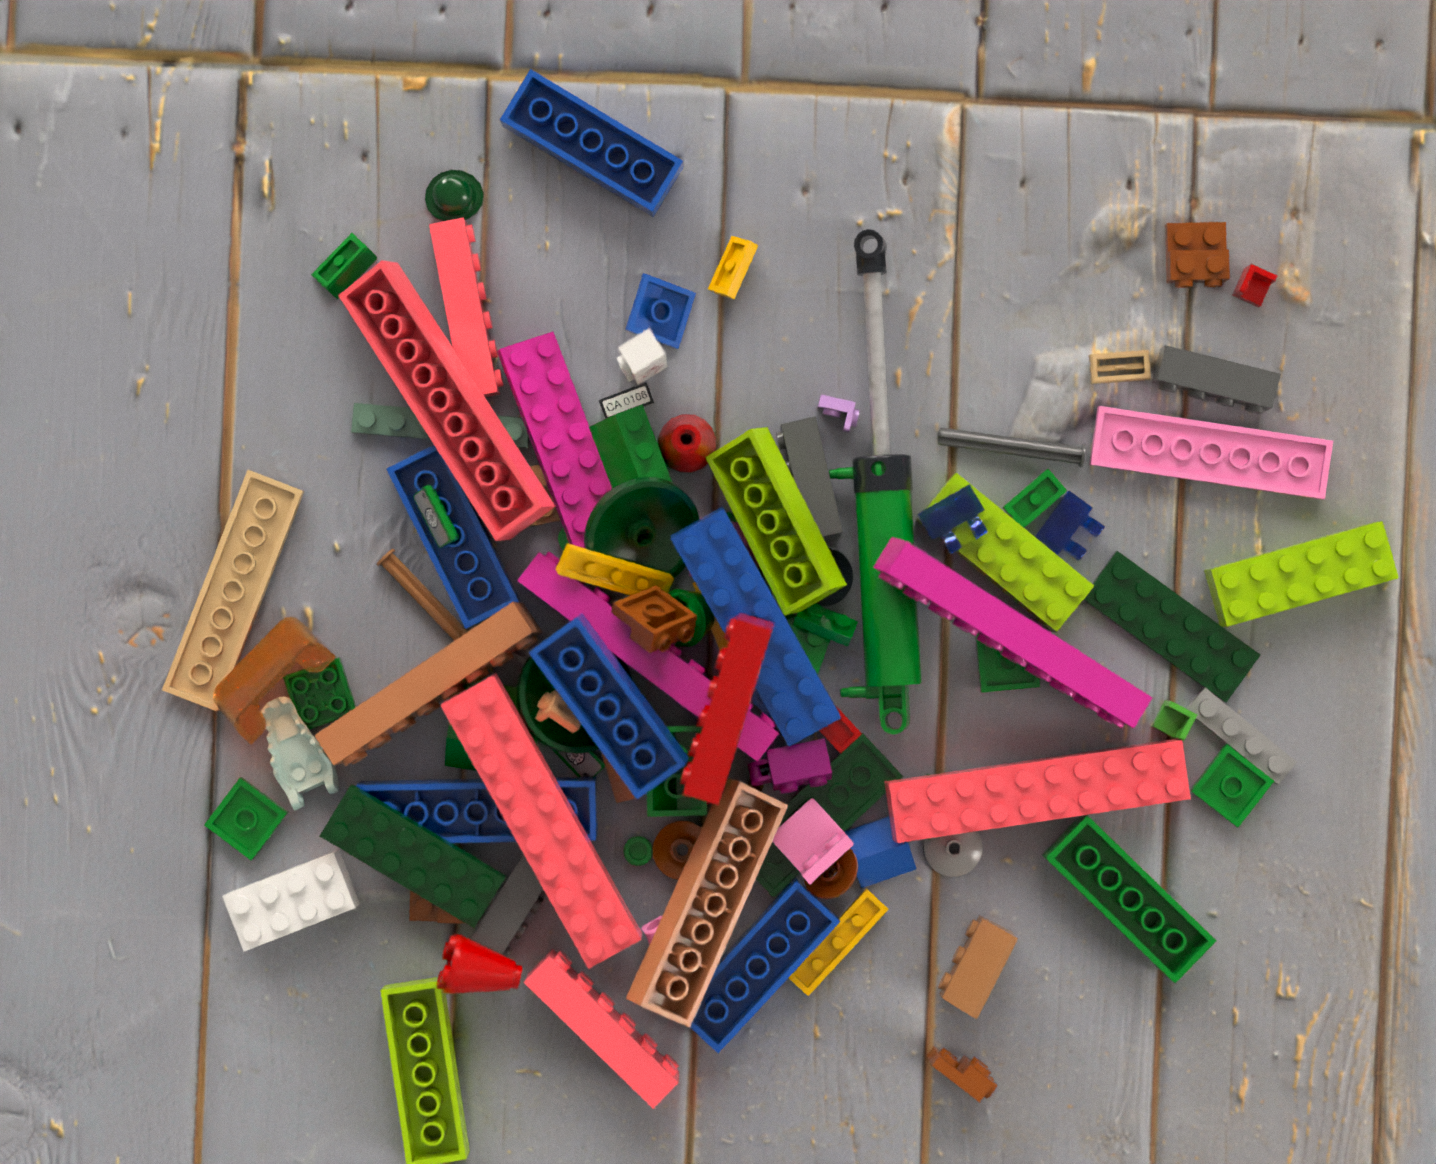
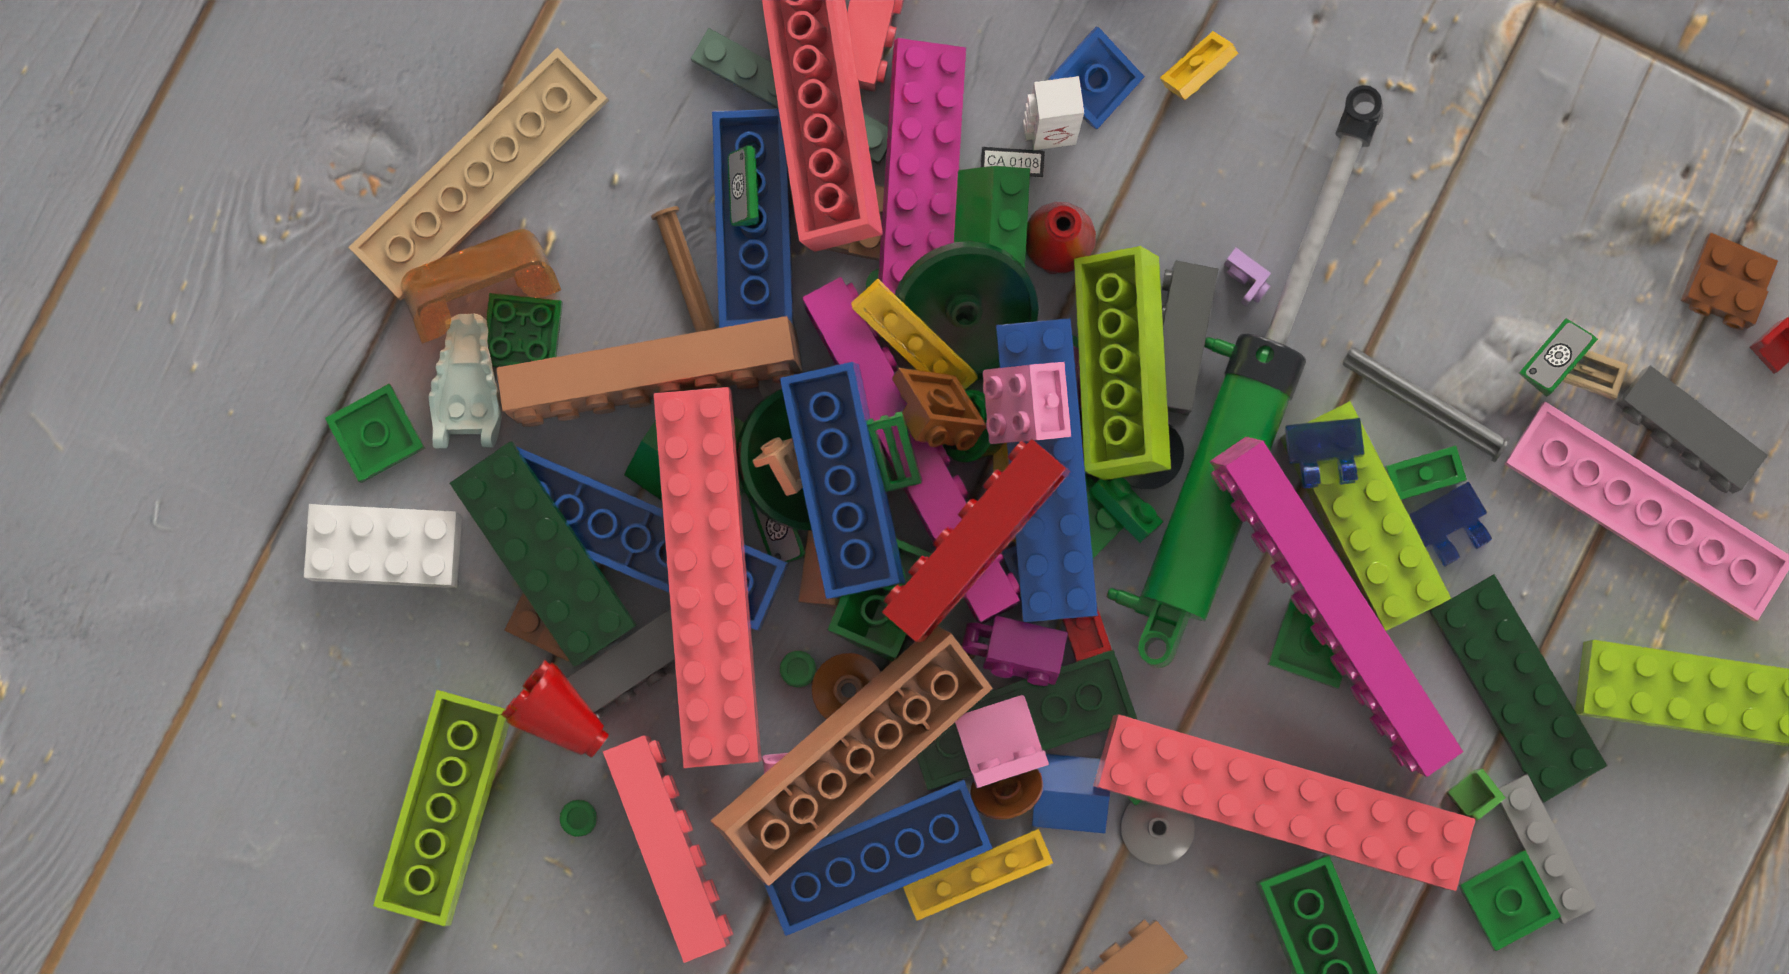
camera: 30 degrees right, 5 degrees down
(527, 1032) = (578, 818): none -> green tile
(623, 650) = (885, 423): none -> green tile
(719, 587) = (1026, 403): none -> bright pink bracket
(1094, 368) = (1557, 356): none -> slope

